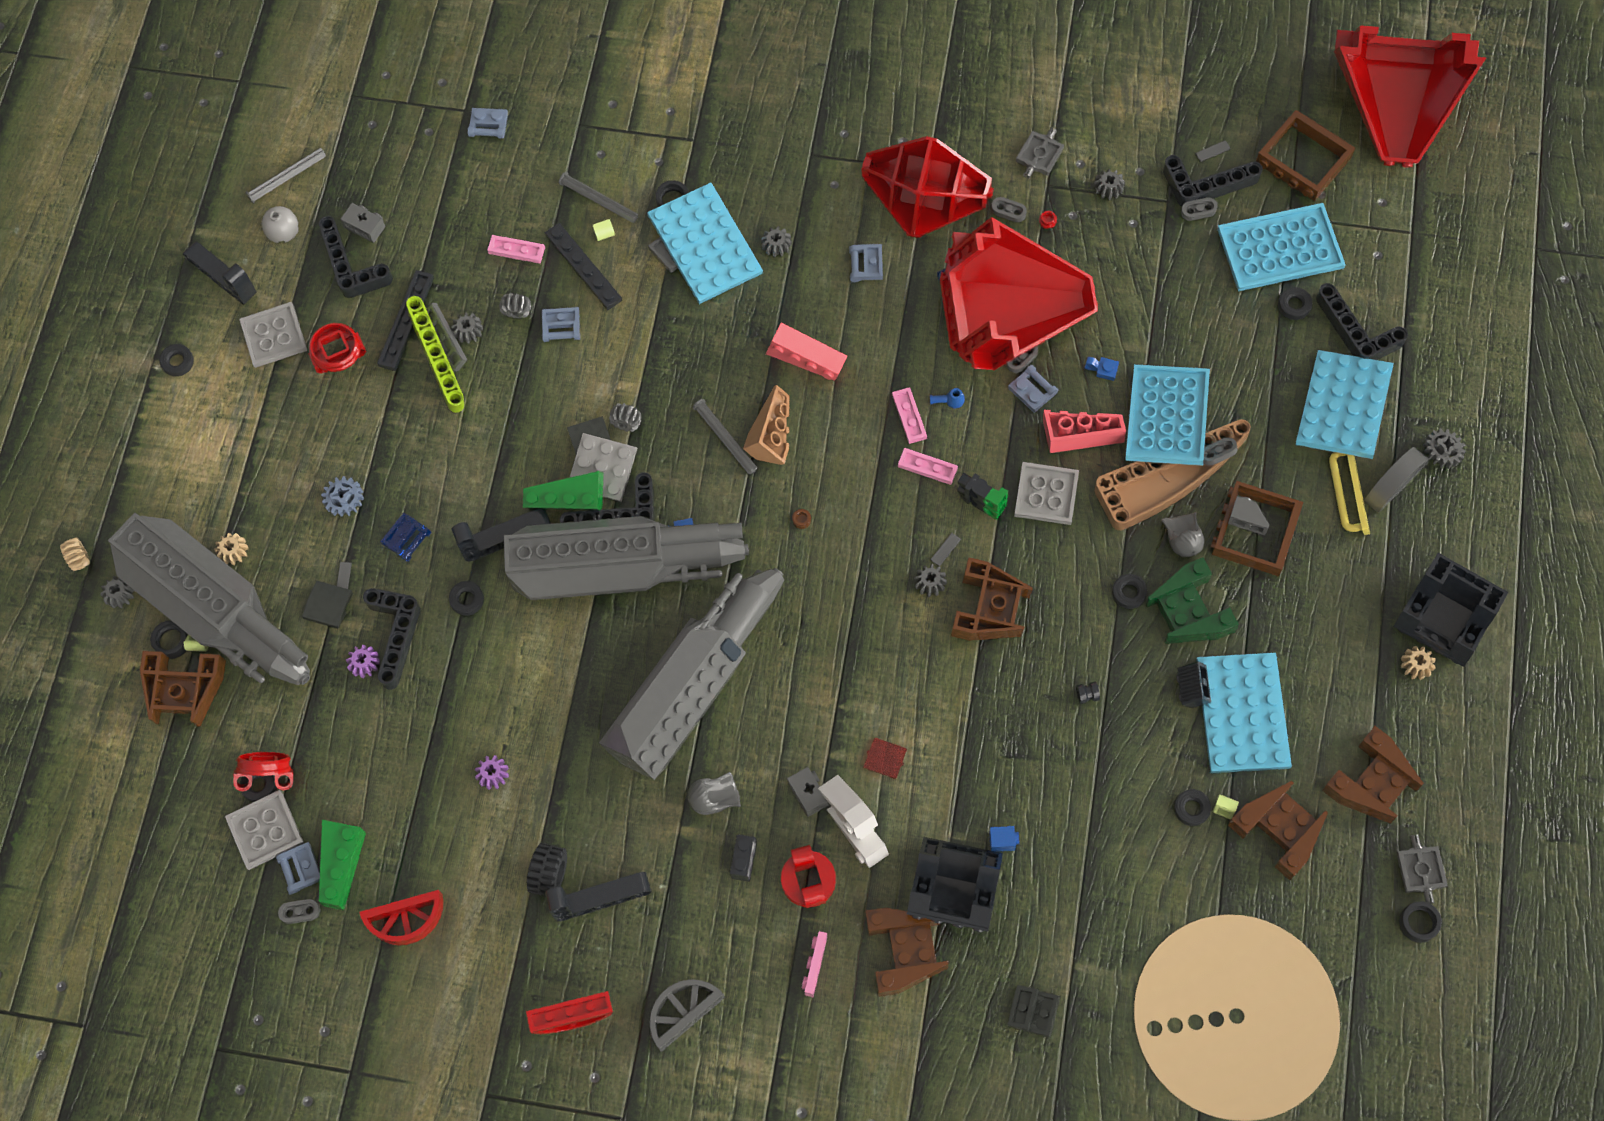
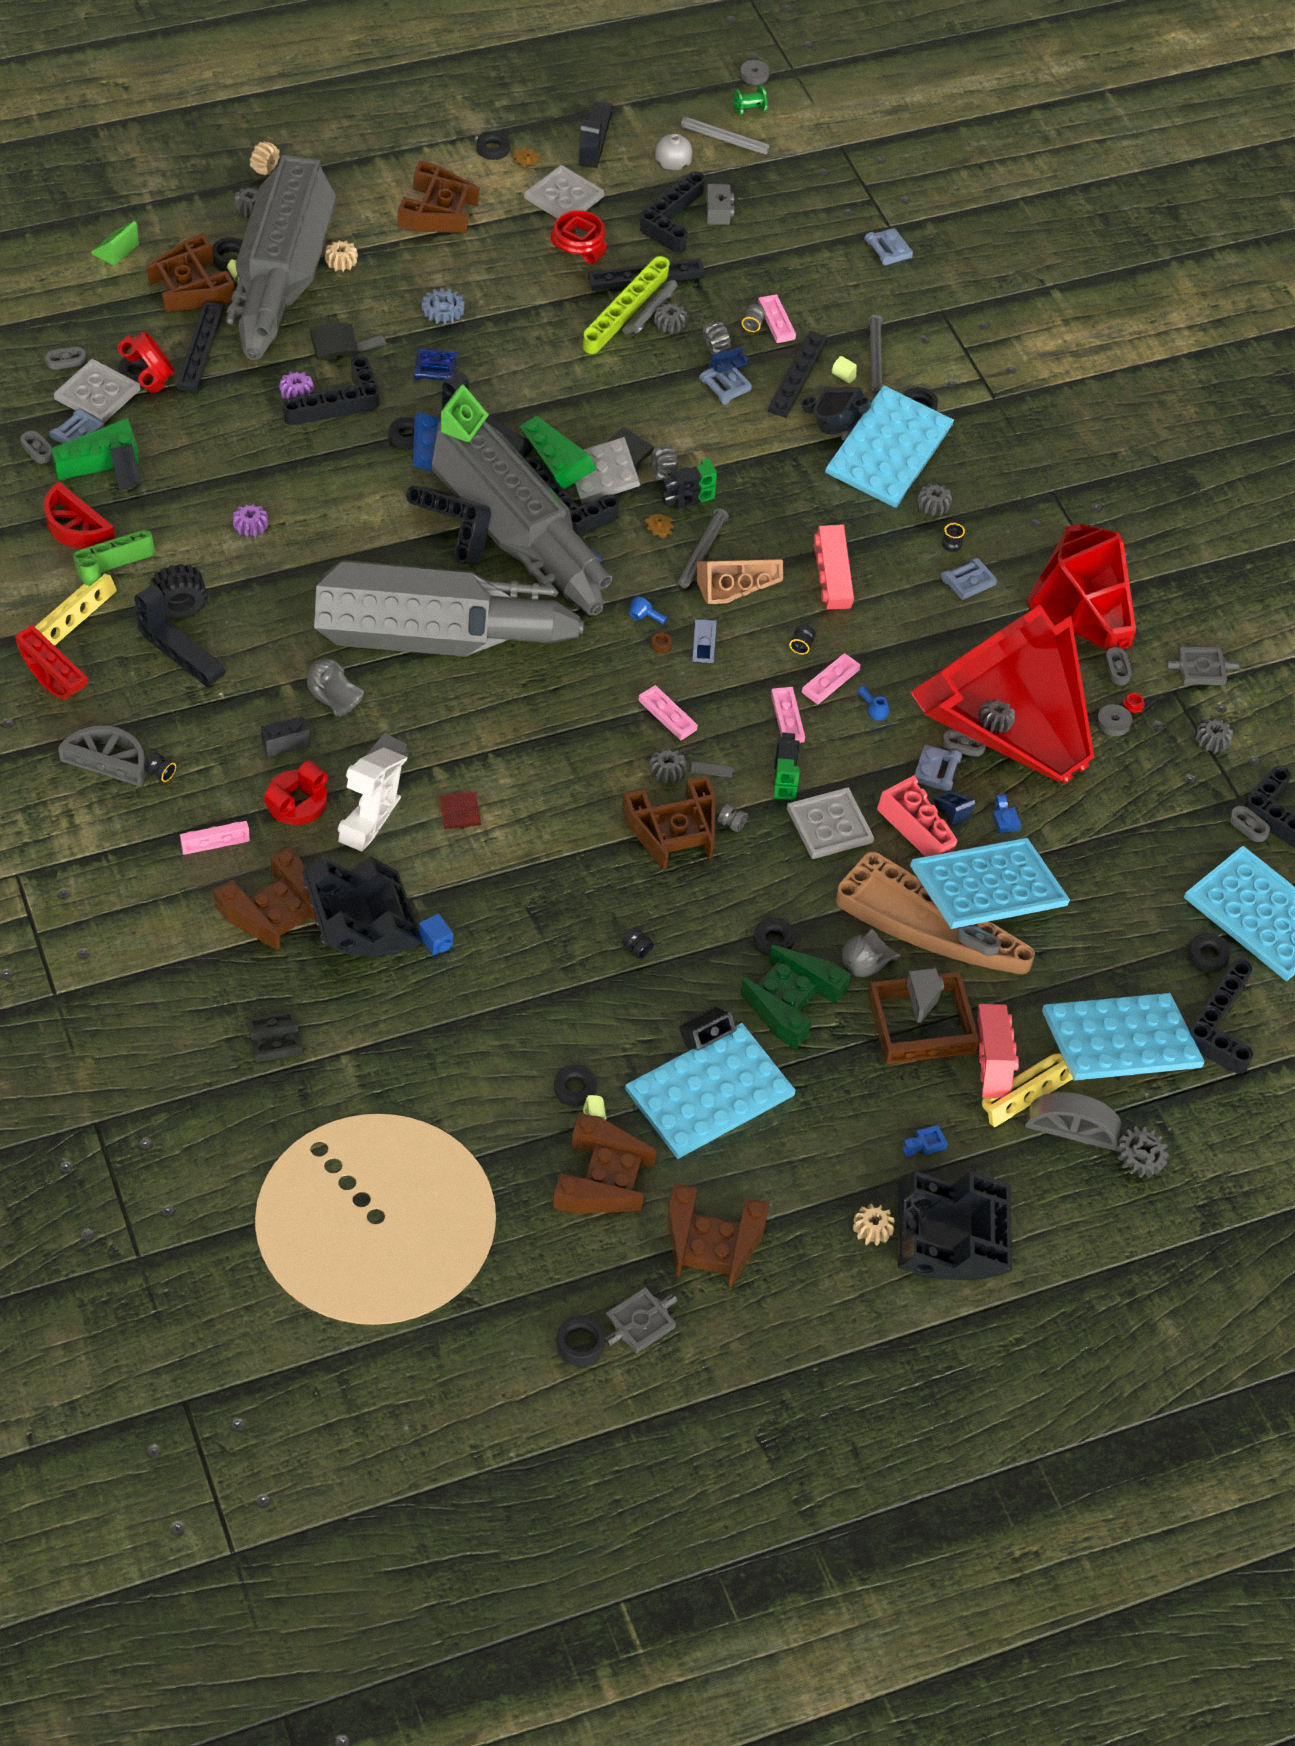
camera: 50 degrees right, 15 degrees down
(93, 730) = (118, 244): none -> bright green slope
(205, 838) = (65, 358): none -> dark grey plate
(206, 341) = (525, 157): none -> pearl gold piece
(223, 434) = (442, 201): none -> reddish brown wedge
(228, 118) = (754, 72): none -> dark grey piece
(262, 130) = (750, 100): none -> green hose
(265, 717) = (200, 346): none -> black plate
(375, 847) = (125, 467): none -> black panel
(467, 880) = (112, 554): none -> bright green beam
(488, 584) = (424, 440): none -> blue wing
(508, 267) = (753, 318): none -> dark grey wheel
(511, 965) = (72, 606): none -> light yellow piece
(517, 548) = (462, 415): none -> bright green slope
(542, 304) = (728, 359): none -> dark blue hinge
(588, 603) = (473, 517): none -> black beam
(645, 258) = (837, 408): none -> black piece
(661, 410) = (690, 485): none -> black hips
(681, 455) = (659, 525): none -> pearl gold piece
(718, 973) = (159, 766): none -> black wheel
(761, 516) = (641, 607): none -> blue bar
(823, 246) = (953, 537): none -> black wheel
(823, 487) = (704, 640): none -> slope
(860, 414) = (802, 639): none -> black wheel
(877, 552) = (668, 712): none -> bright pink plate
(1006, 559) = (732, 817): none -> dark grey wheel
(1016, 321) = (996, 716): none -> dark grey gear
(1058, 235) = (1114, 712): none -> dark grey piece
(1079, 396) = (956, 806): none -> dark blue slope
(1316, 494) = (996, 1050): none -> coral wedge
(1364, 584) = (928, 1140): none -> blue plate

